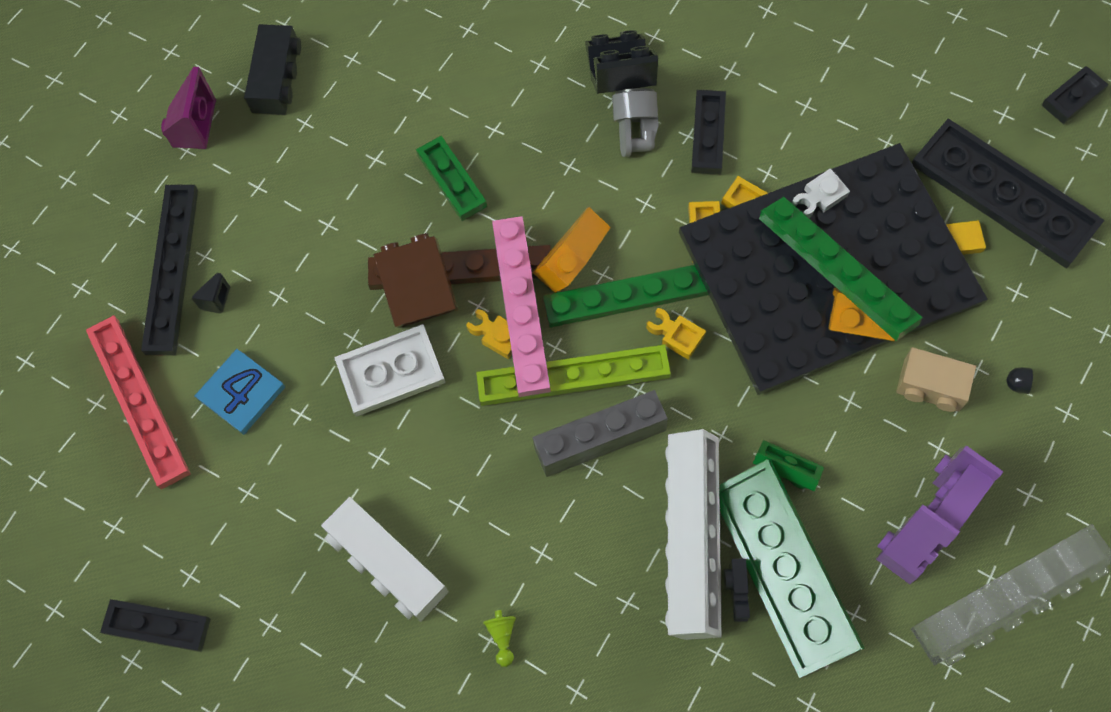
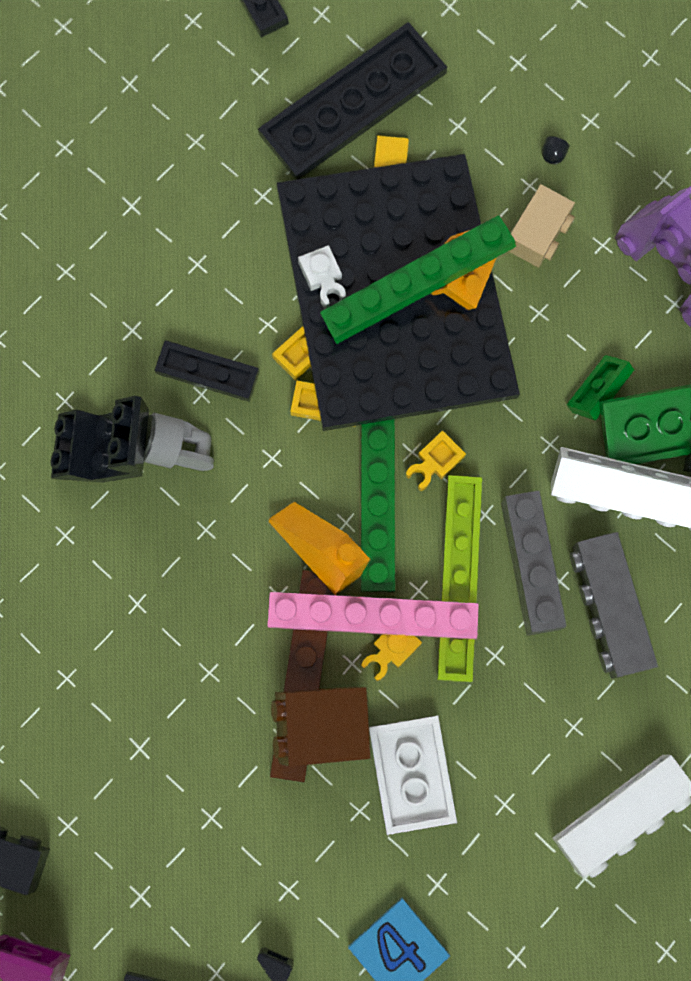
camera: 80 degrees left, 10 degrees up
(451, 178) = (192, 663): green plate -> none
(577, 514) = (613, 605): none -> flat silver brick

